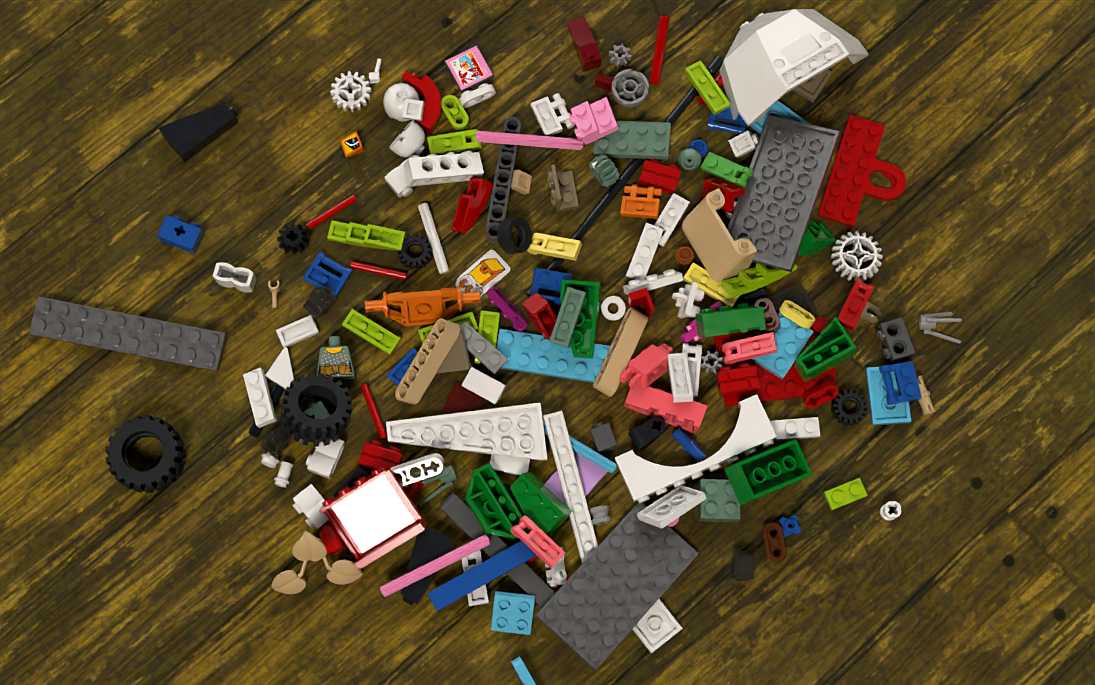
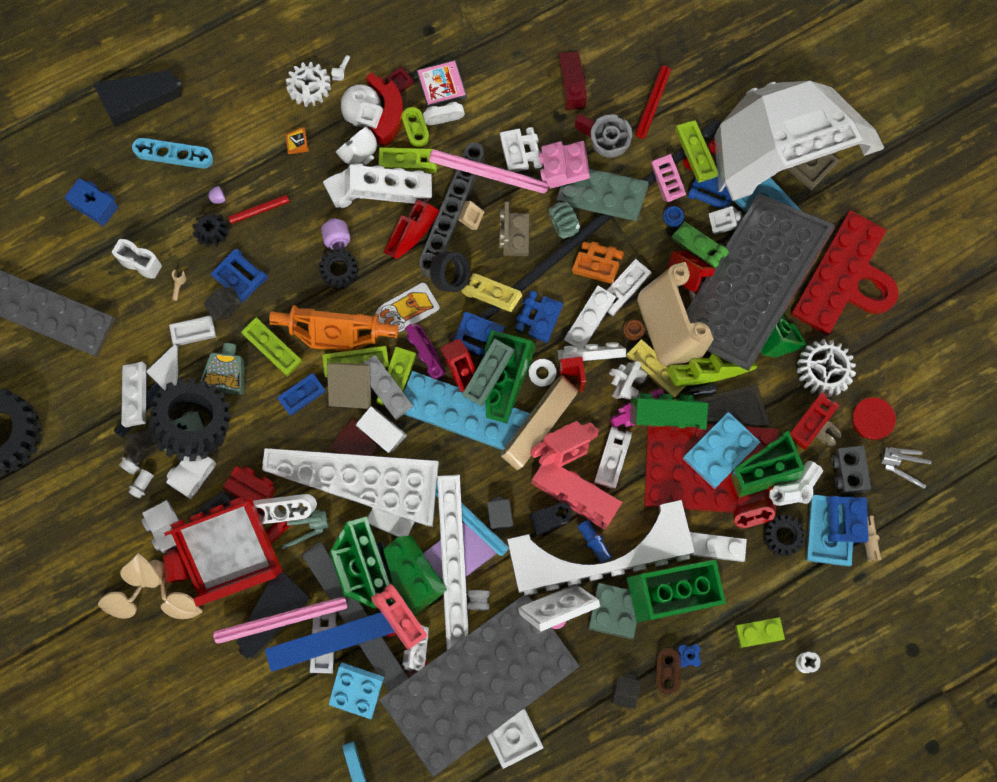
camera: 15 degrees right, 0 degrees up
(242, 176) = (172, 155): none -> medium azure beam
(291, 207) = (216, 195): none -> lavender hinge
(366, 236) = (289, 241): lime slope -> none
(374, 412) = (255, 434): red bar -> none
(378, 270) = (295, 281): red bar -> none
(405, 221) = (335, 234): none -> lavender head
(427, 361) = (322, 390): tan beam -> none
(431, 70) = (400, 79): none -> dark red tile
(433, 238) = (362, 258): white axle -> none
(605, 261) = (545, 319): none -> blue plate
(618, 61) = (608, 93): light grey gear -> none
(659, 176) = (624, 237): red brick -> none
(680, 378) = (598, 464): white plate -> none
(692, 113) = (680, 191): none -> bright pink slope
(692, 154) = (664, 220): sand green plate -> none
(717, 365) = (634, 452): light grey gear -> none
(737, 380) = (663, 480): red brick -> none
(749, 348) = (684, 446): coral plate -> none
(769, 314) = (714, 413): reddish brown plate -> none
(797, 314) = (745, 419): light yellow beam -> none
(854, 366) = (798, 490): none -> white piece
(905, 292) = (873, 418): none -> red tile

